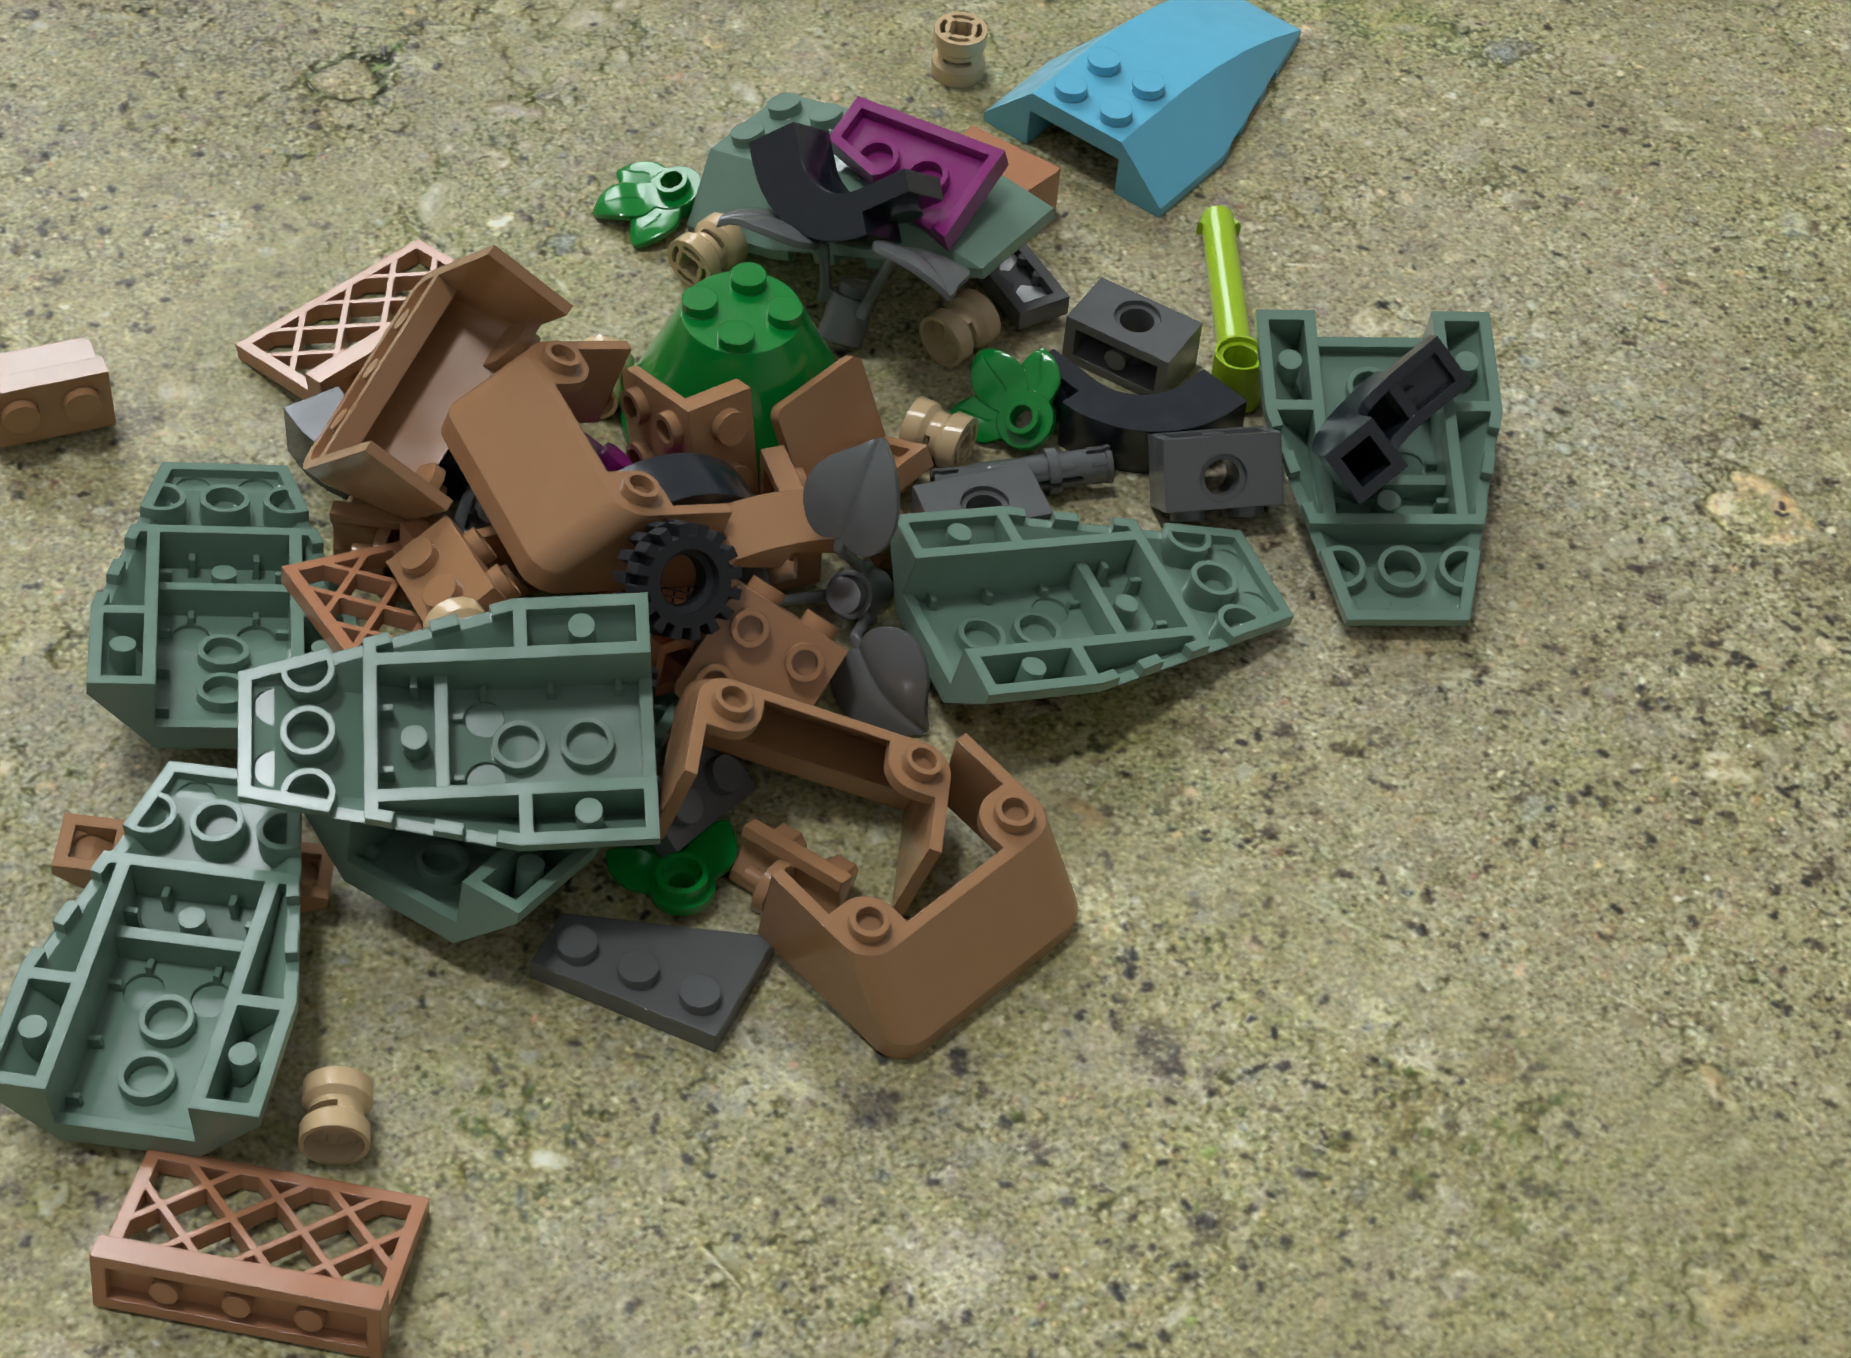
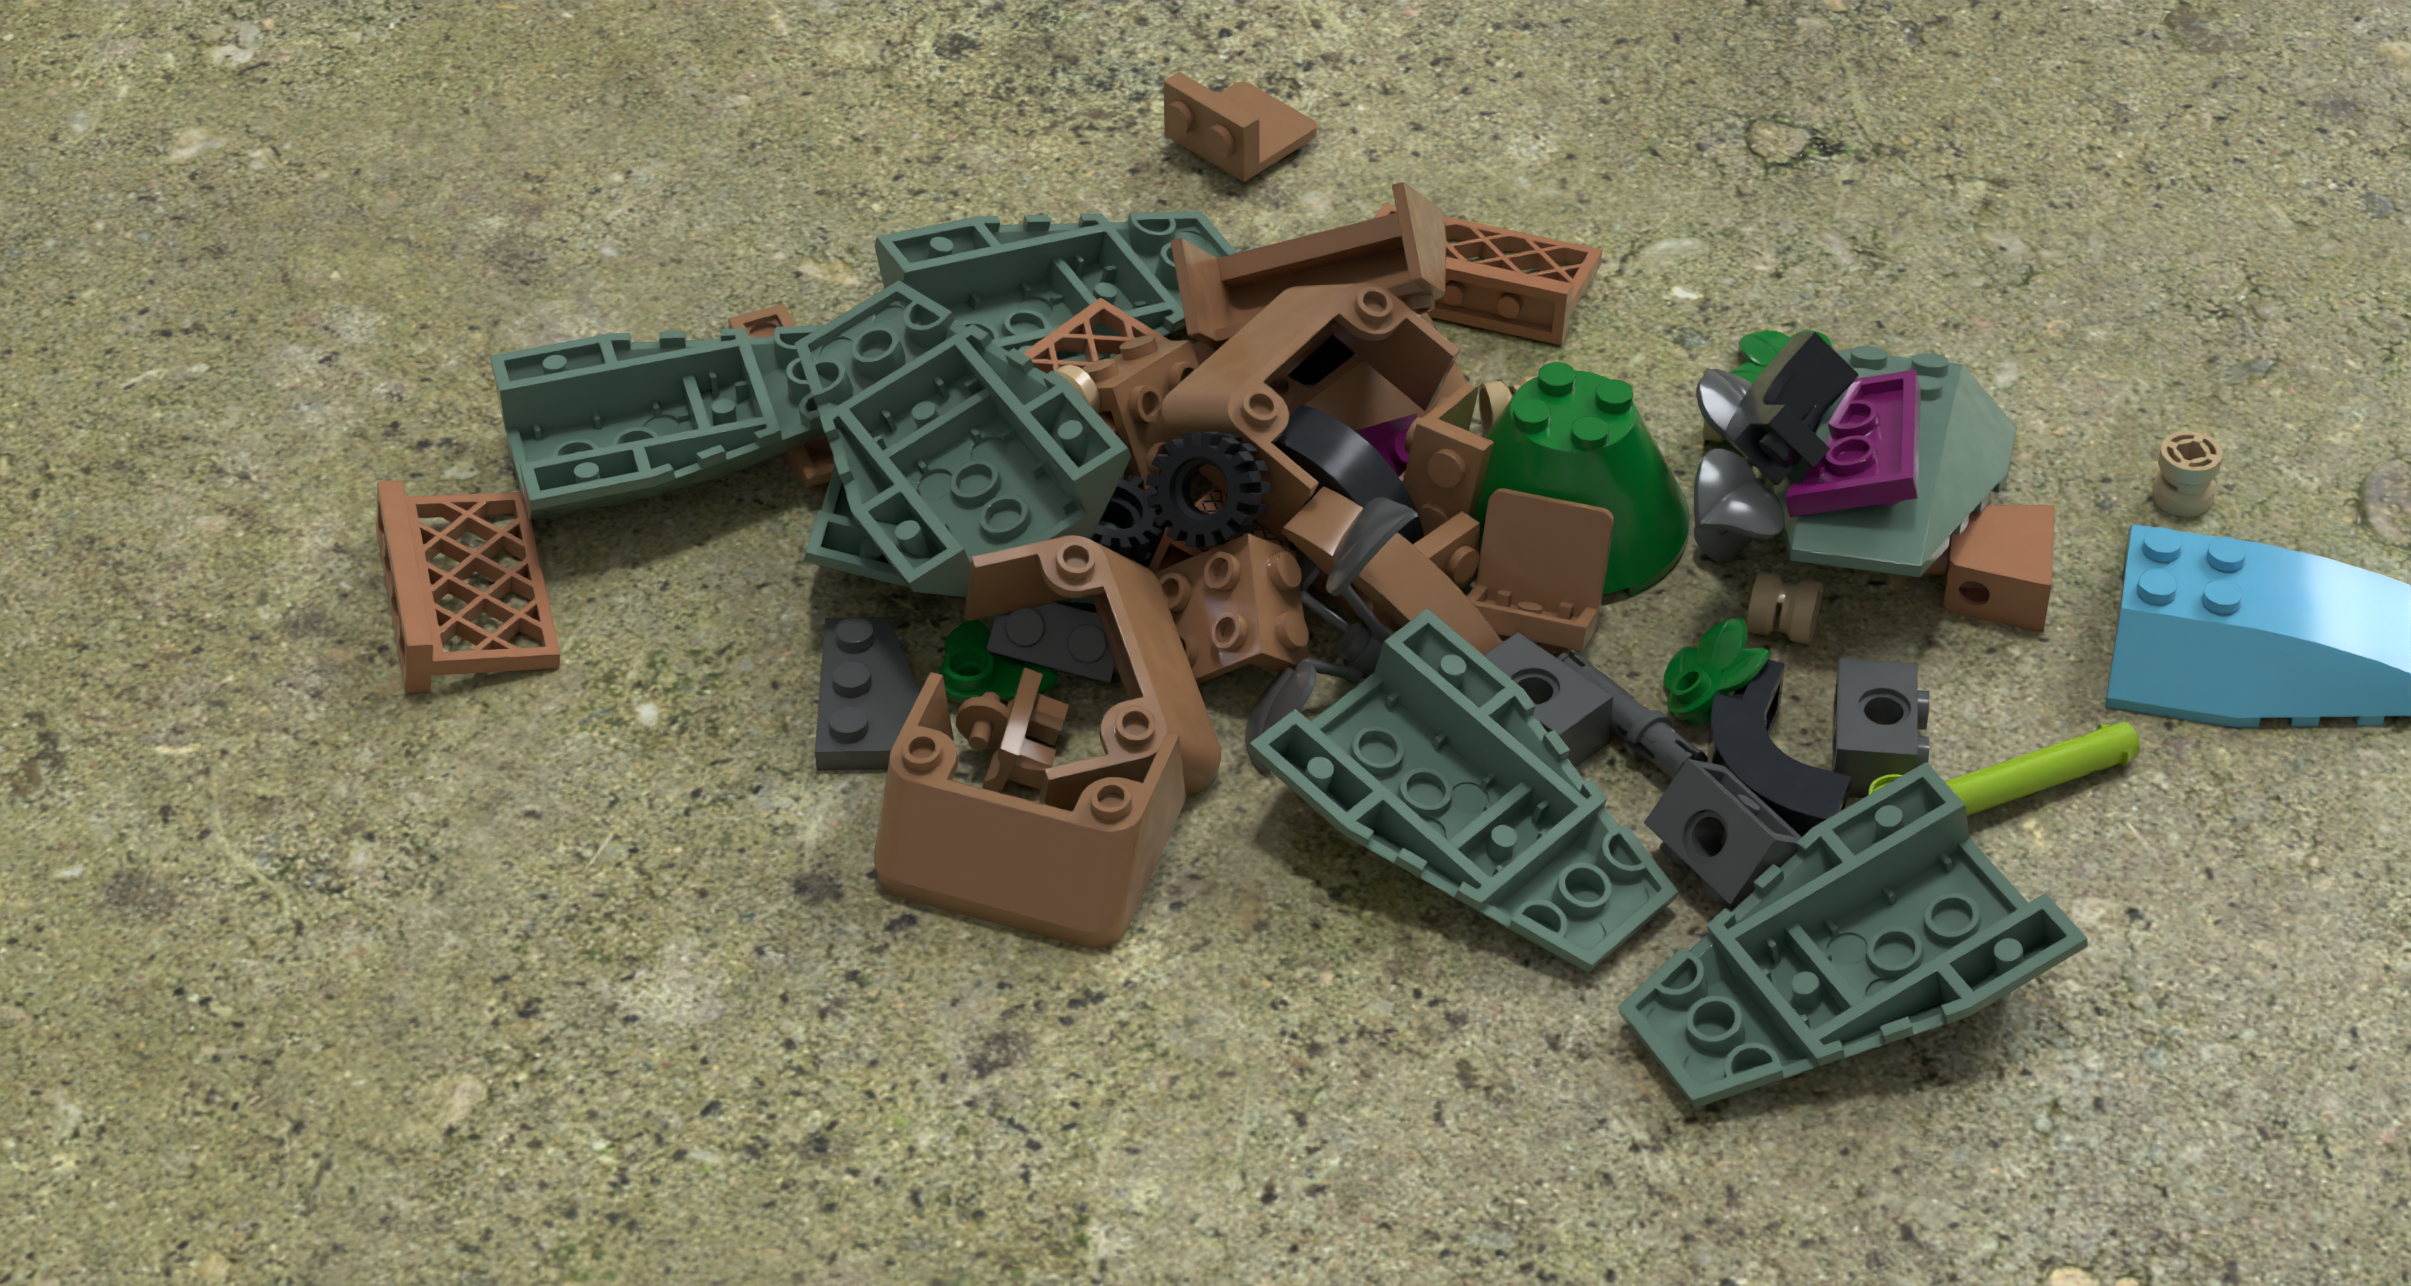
camera: 70 degrees right, 5 degrees down
(335, 1118) = (606, 567): tan wheel -> none
(947, 435) = (1627, 640): tan wheel -> none
(1026, 290) = (1896, 620): dark grey piece -> none
(1369, 426) = (1846, 908): black arch -> none

